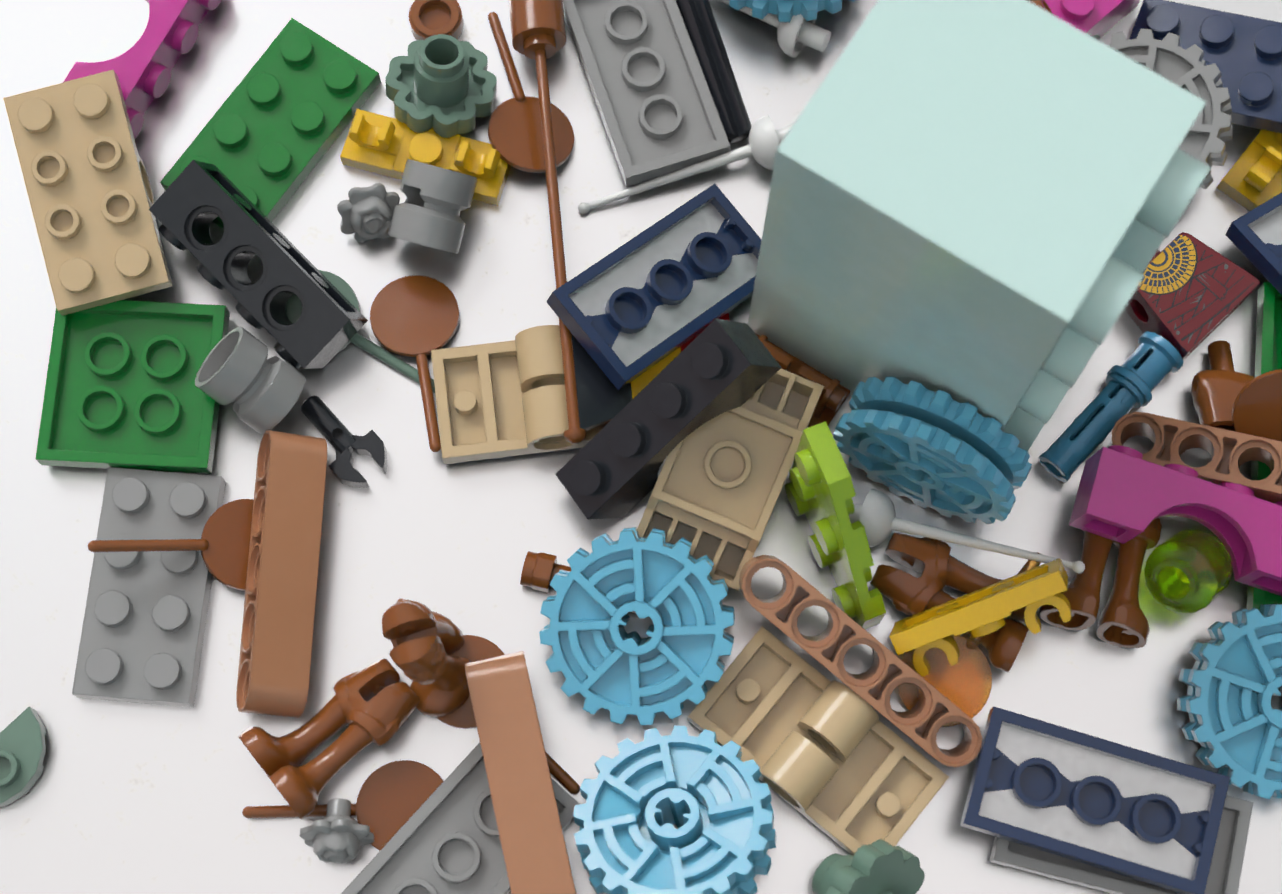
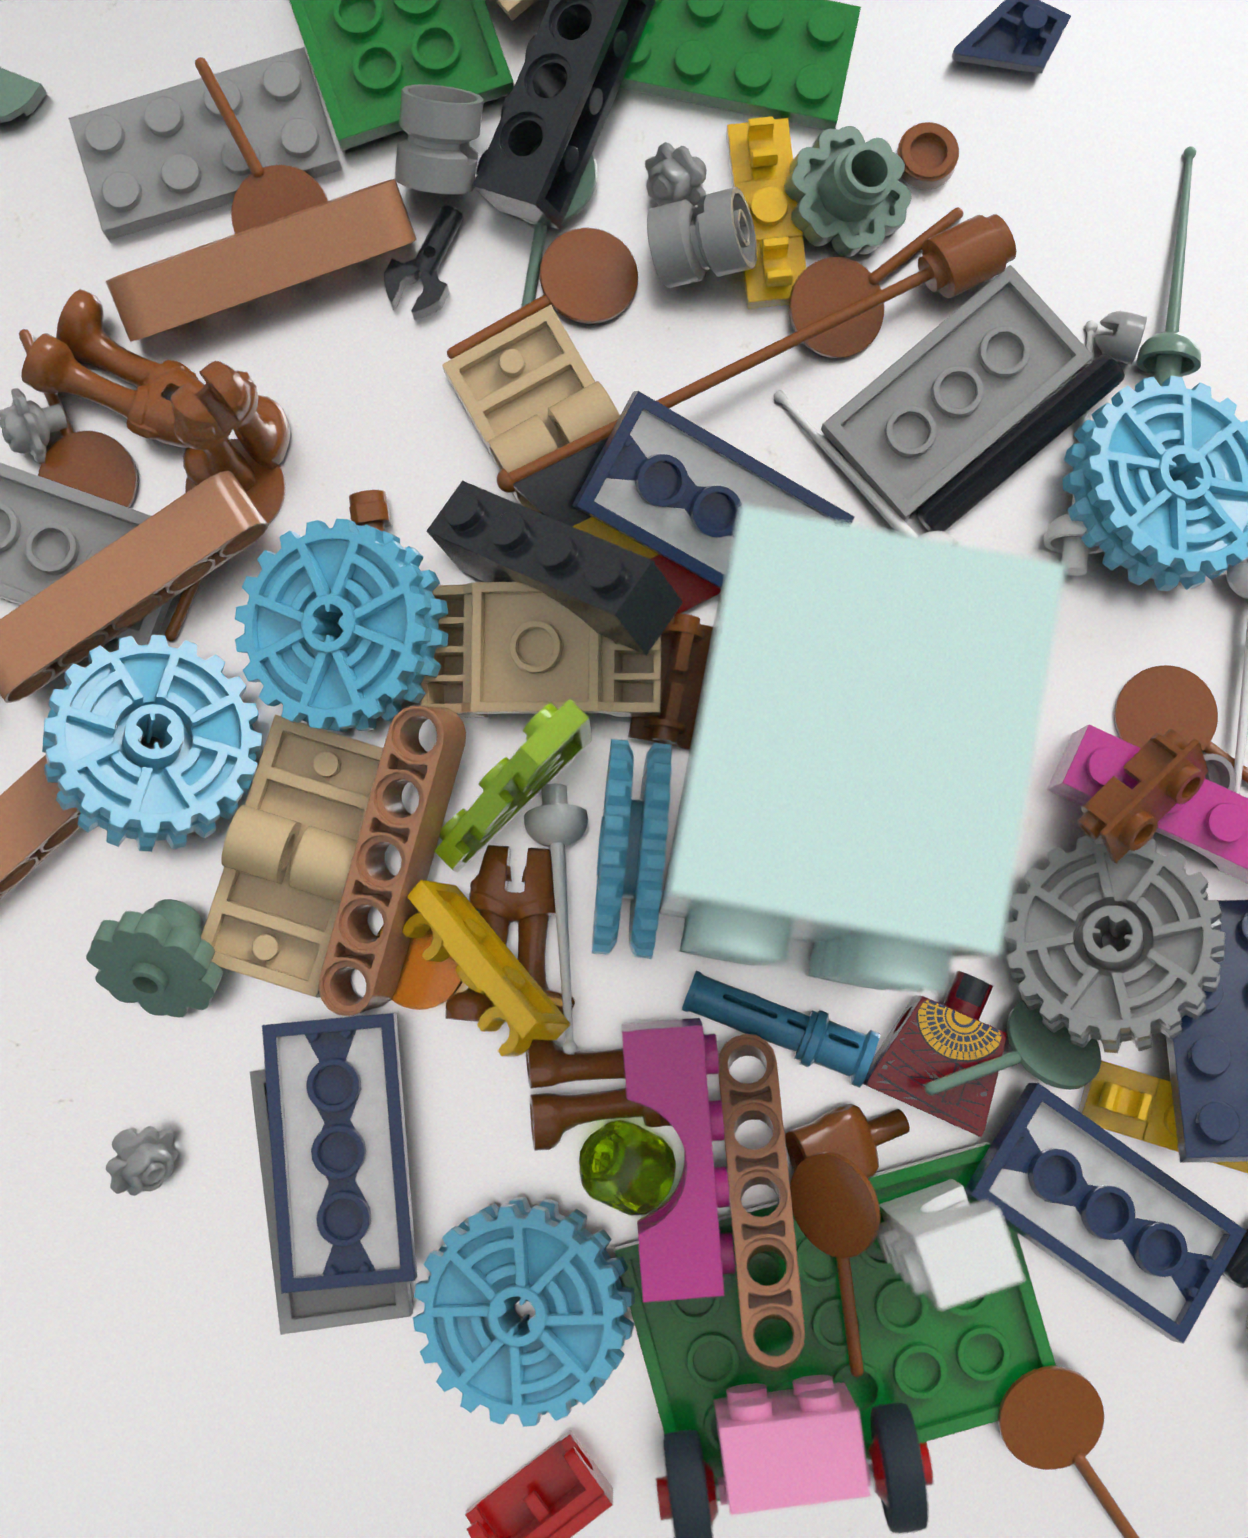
camera: 70 degrees right, 10 degrees up
(1207, 211) = (1040, 1051): none -> sand green piece

